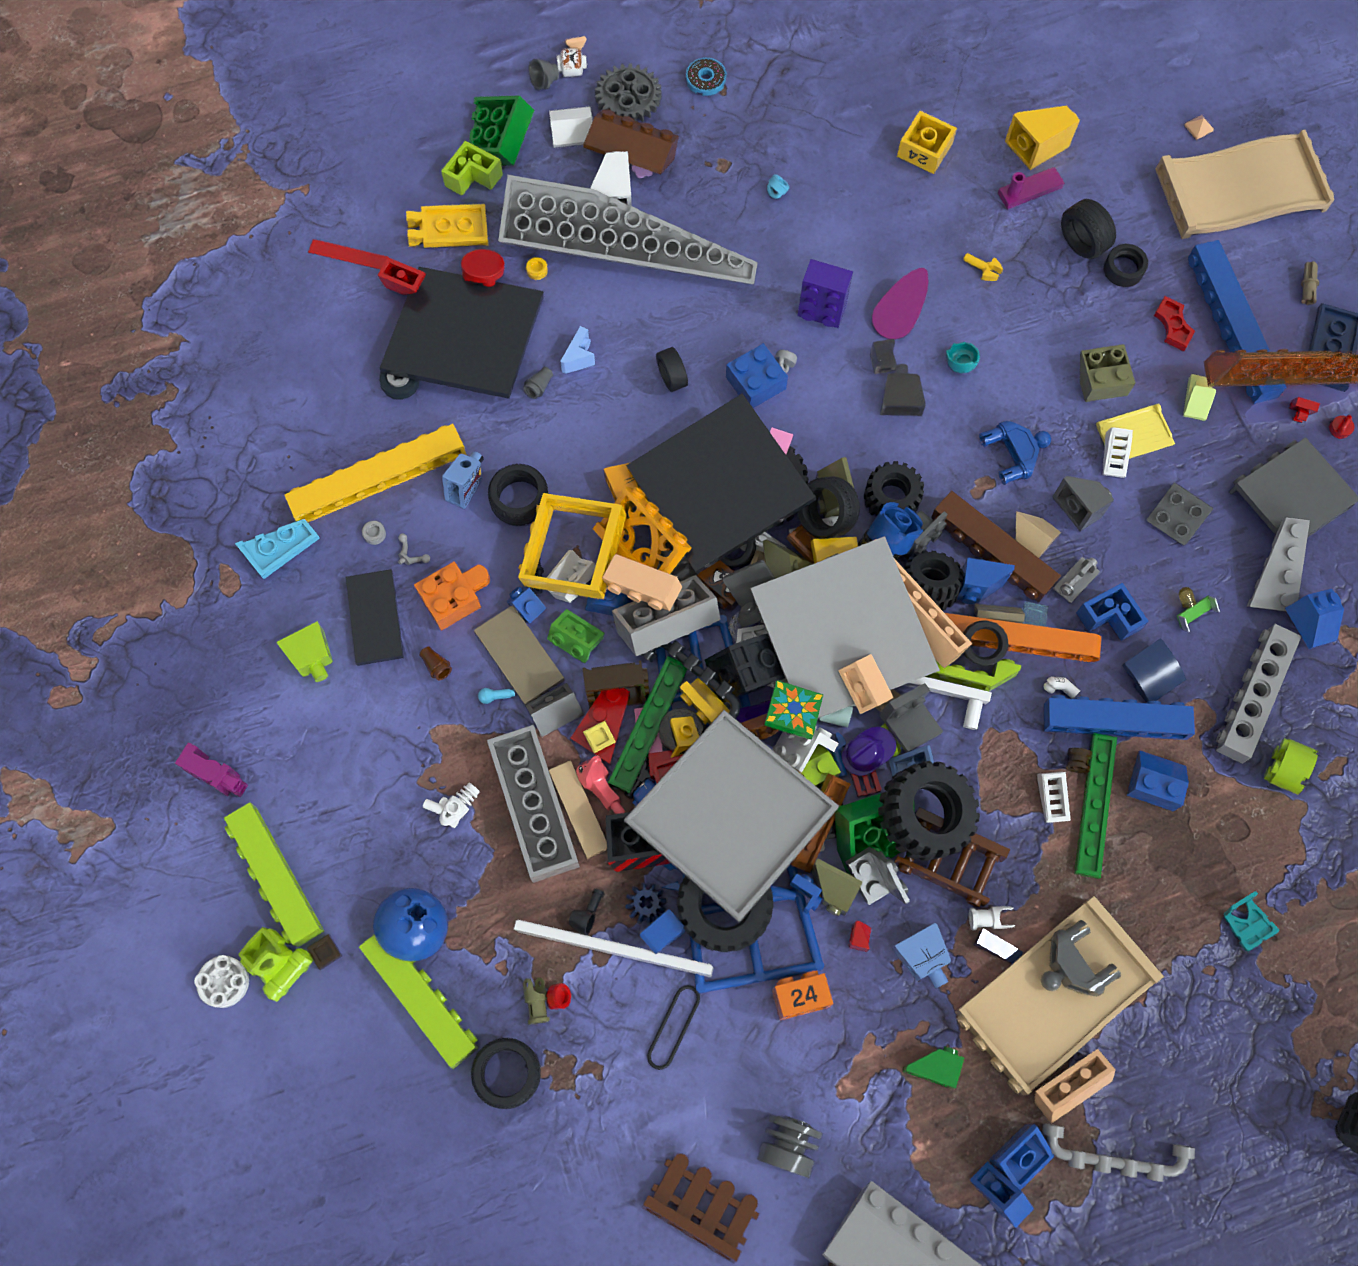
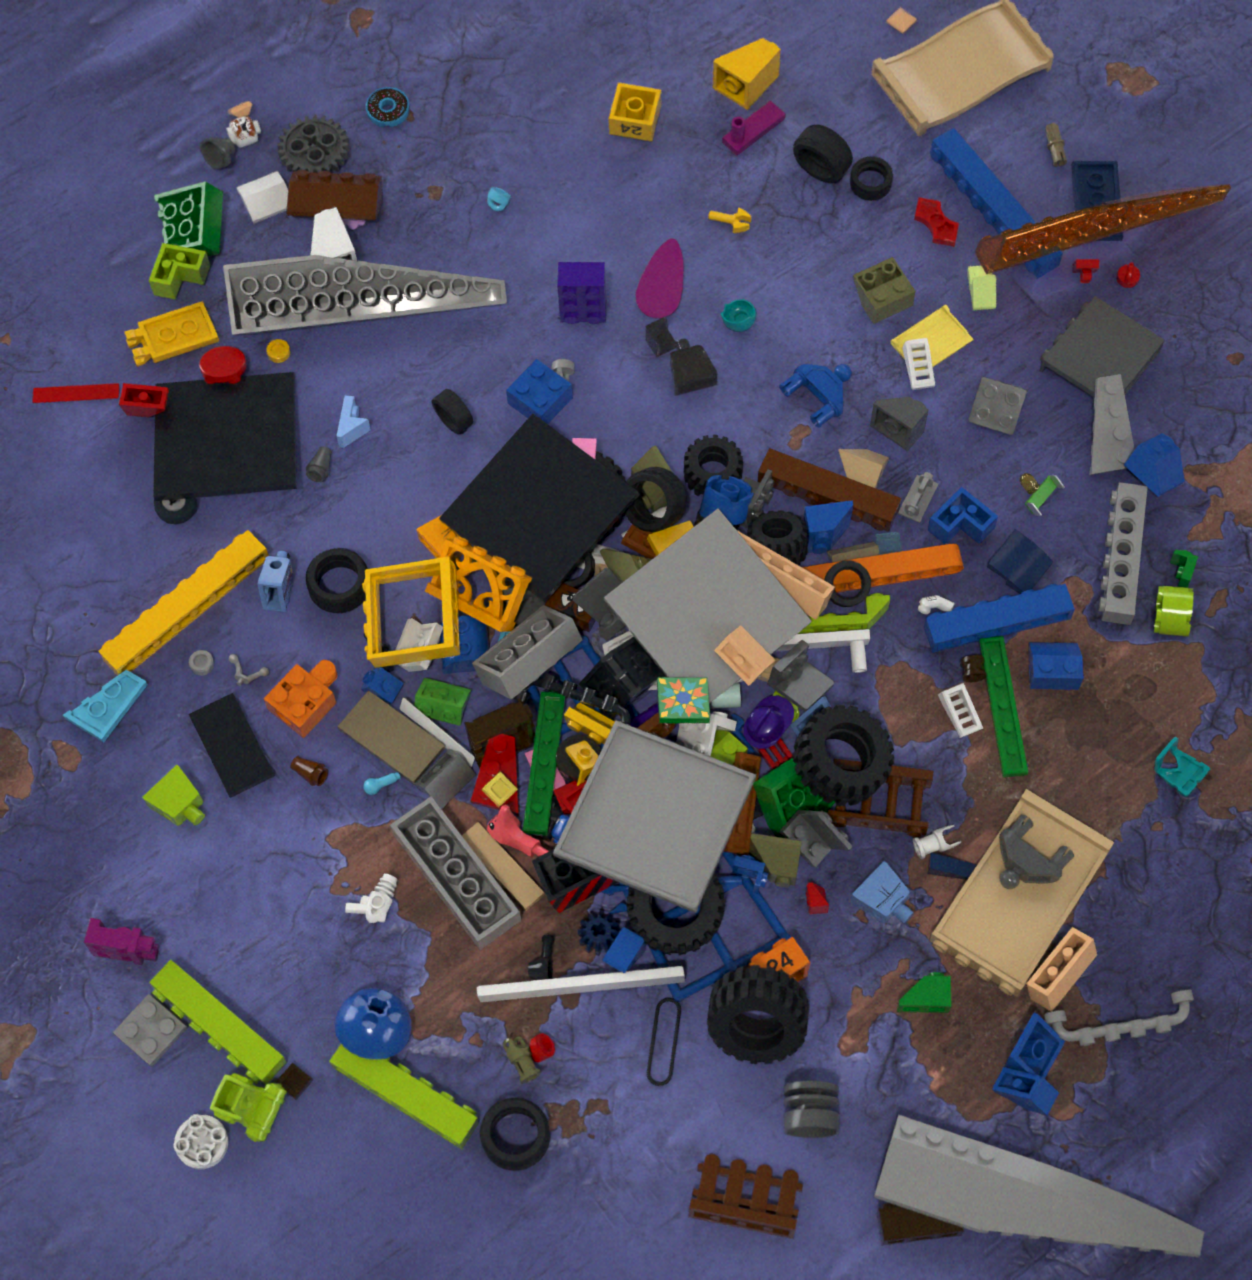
camera: 15 degrees left, 5 degrees down
(212, 860) = (150, 1030): none -> light grey plate
(560, 663) = (435, 731): none -> white sticker
(642, 583) = (494, 625): light nougat brick -> none
(768, 1039) = (758, 991): none -> black tyre
(1316, 724) = (1186, 563): none -> green bracket

